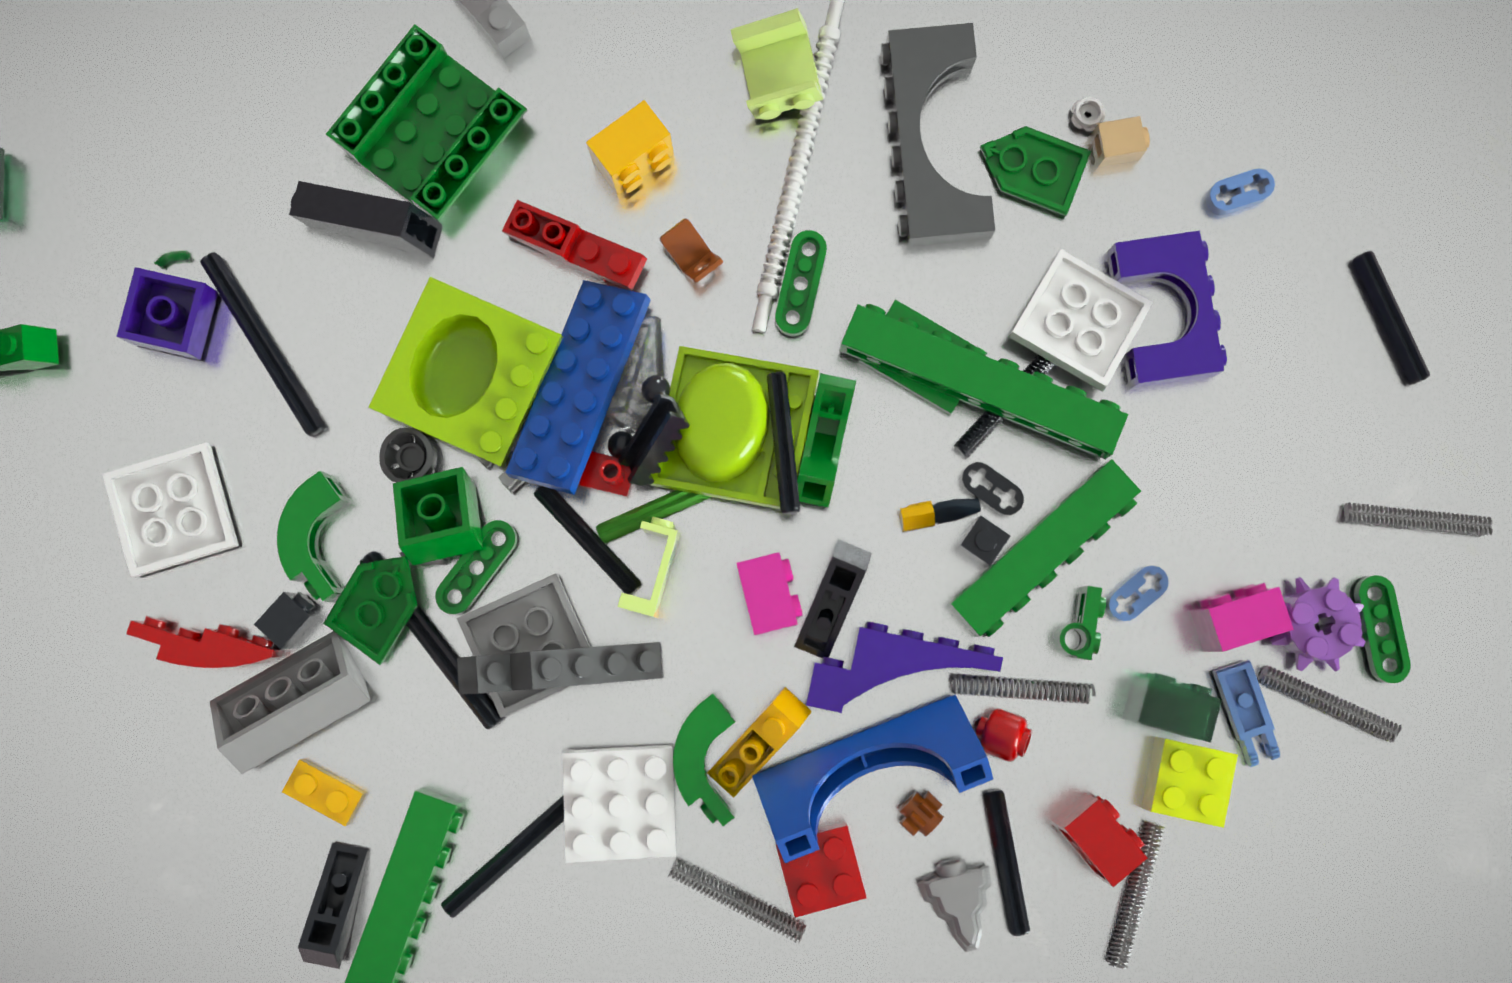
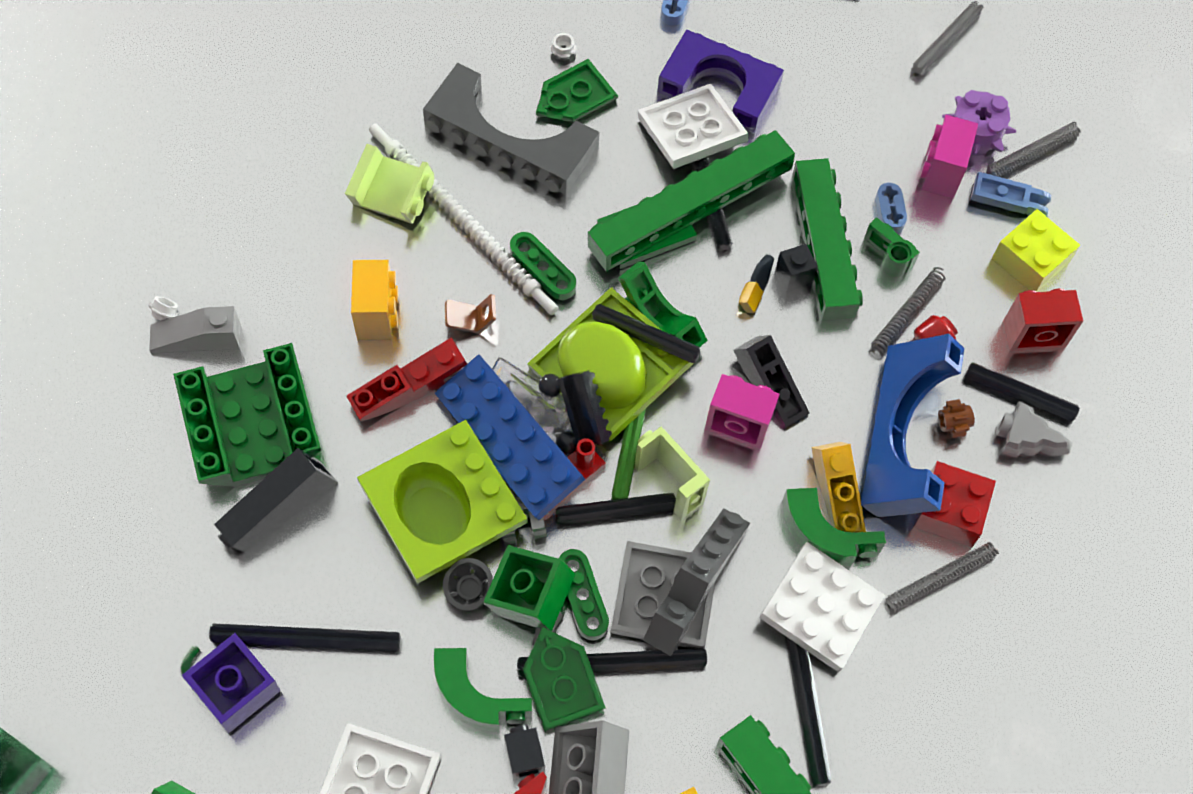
camera: 60 degrees left, 20 degrees down
(884, 657) = (832, 373): dark purple arch -> none
(996, 482) = (763, 243): black beam -> none
(1120, 141) = (595, 39): tan brick -> none
(1135, 898) = (1106, 346): light grey axle -> none
(1174, 709) = (981, 227): clear green brick -> none
(1392, 642) = (1020, 99): green plate -> none

